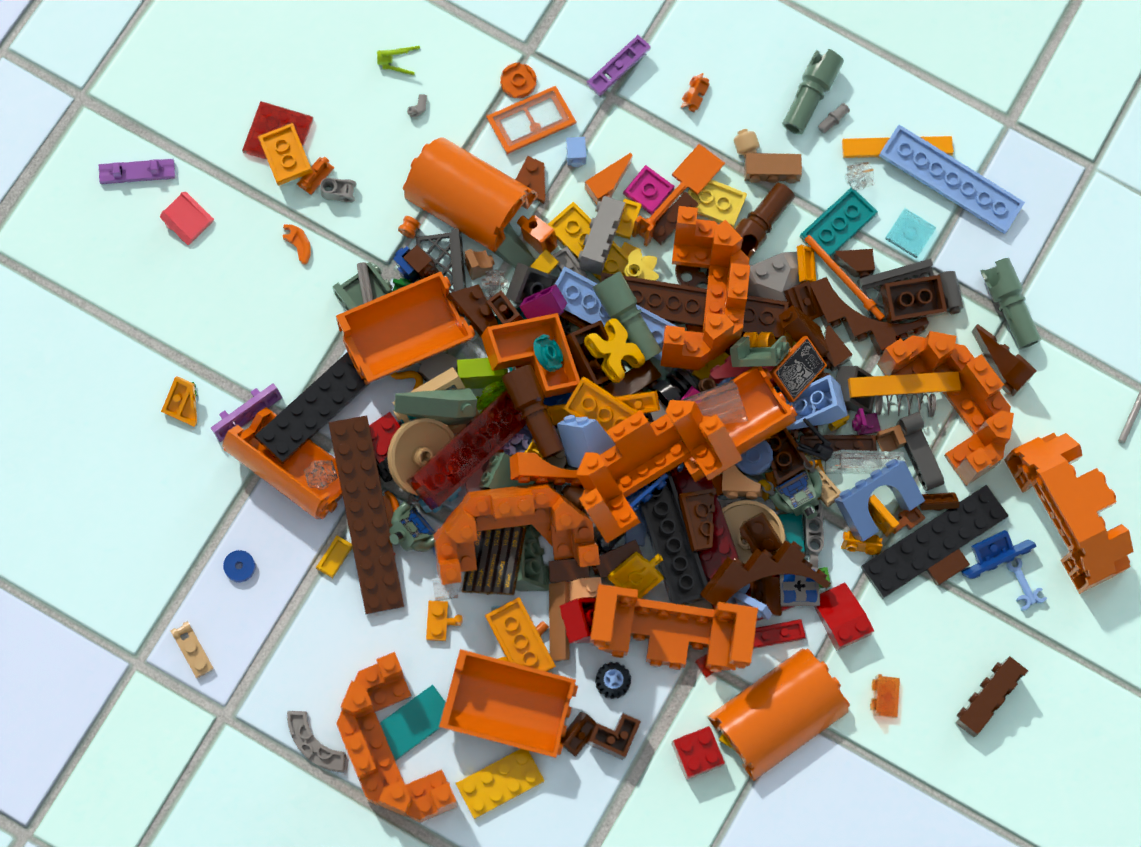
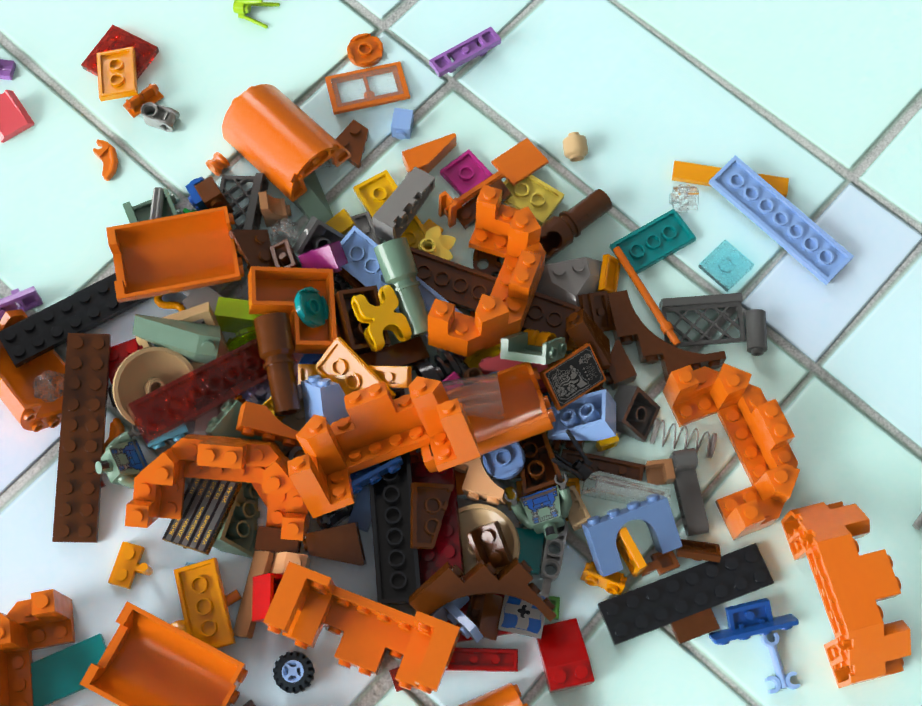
camera: 20 degrees right, 5 degrees down
(334, 557) = (40, 475): yellow tile -> none
(420, 108) = (257, 60): light grey arm -> none
(446, 591) = (145, 536): clear brick -> none
(538, 234) = (338, 188): orange torso -> none
(628, 219) = (432, 202): yellow plate -> none
(637, 574) = (345, 562): yellow plate -> none
(691, 97) = (540, 85): orange hinge -> none
(772, 167) = (596, 174): medium nougat brick -> none
(816, 80) = (659, 100): sand green piece -> none
(833, 118) = (670, 139): light grey axle -> none
(856, 262) = (661, 282): reddish brown slope -> none
(865, 424) = (636, 450): magenta bracket -> none
(904, 384) = (685, 416): light orange tile -> none
(913, 299) = (714, 330): reddish brown brick -> none
(1007, 290) = (816, 341): sand green piece -> none
(1011, 369) = (807, 424): reddish brown wedge -> none

